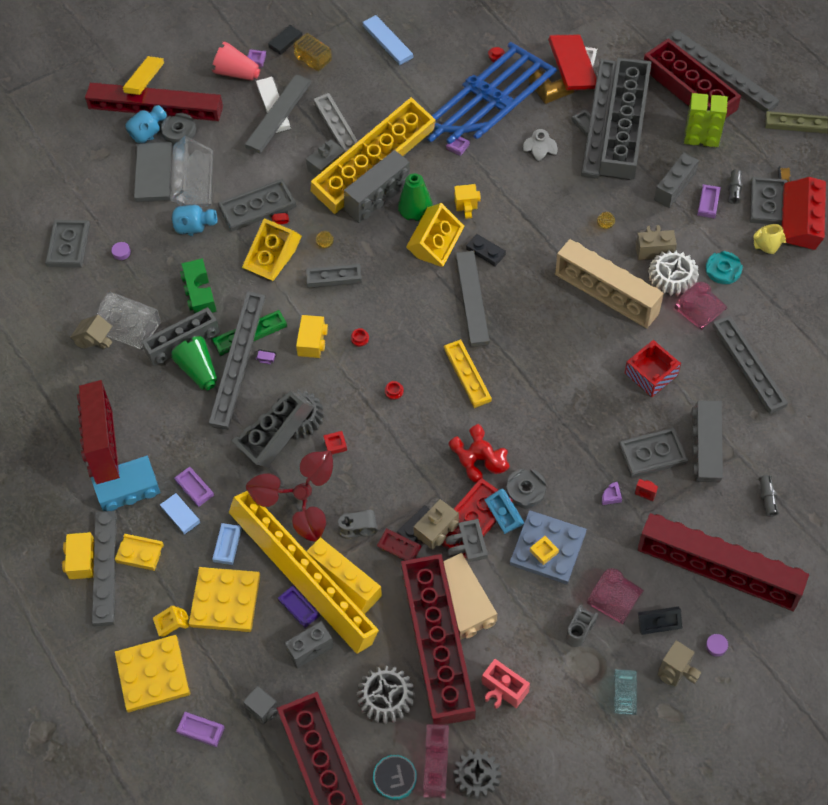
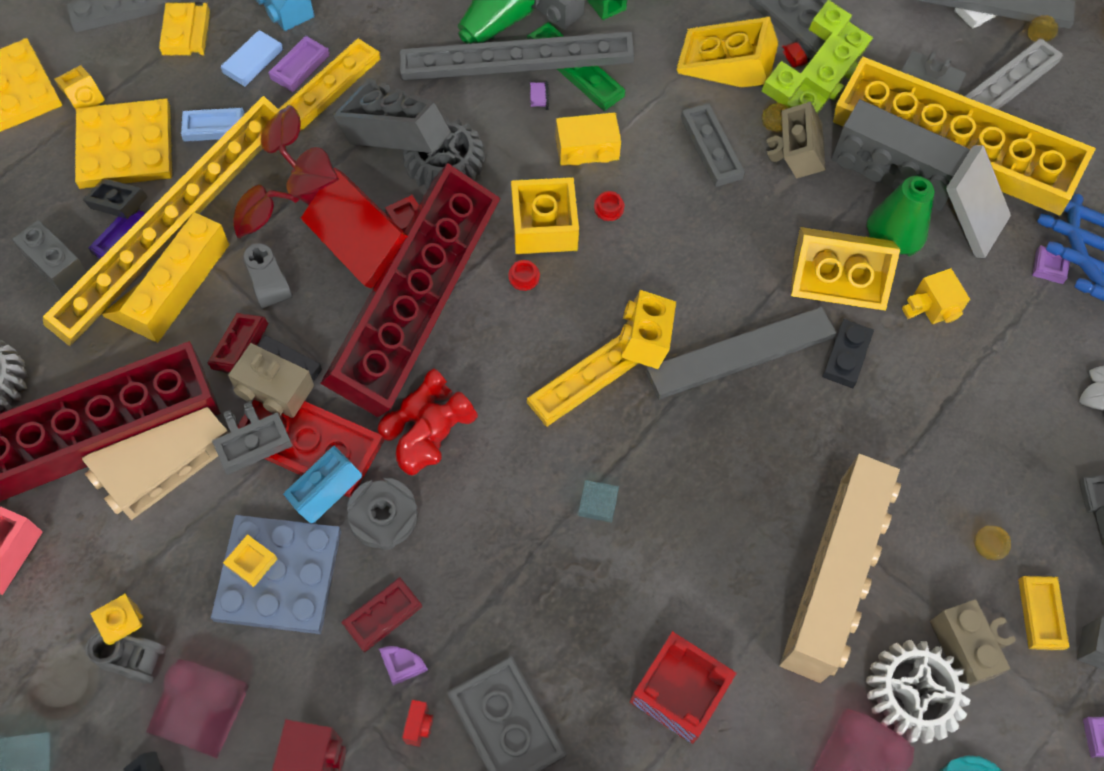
camera: 70 degrees right, 5 degrees up
(215, 469) = (333, 81): none -> yellow tile
(274, 602) = (115, 198): none -> black plate
(303, 203) = (828, 68): none -> lime bracket
(307, 95) = (1043, 27): none -> clear yellow plate
(349, 230) = (801, 141): none -> dark tan brick
(350, 464) = (354, 229): none -> red tile
(361, 368) = (544, 215): none -> yellow brick
(394, 442) = (411, 292): none -> dark red brick
(419, 160) = (978, 201): none -> light grey tile
(451, 333) = (648, 329): none -> yellow brick
(542, 385) = (598, 501): none -> clear light blue tile
(561, 622) = (117, 619): none -> yellow bracket
(584, 497) = (382, 614): none -> dark red plate
(644, 212) = (1043, 613): none -> yellow tile

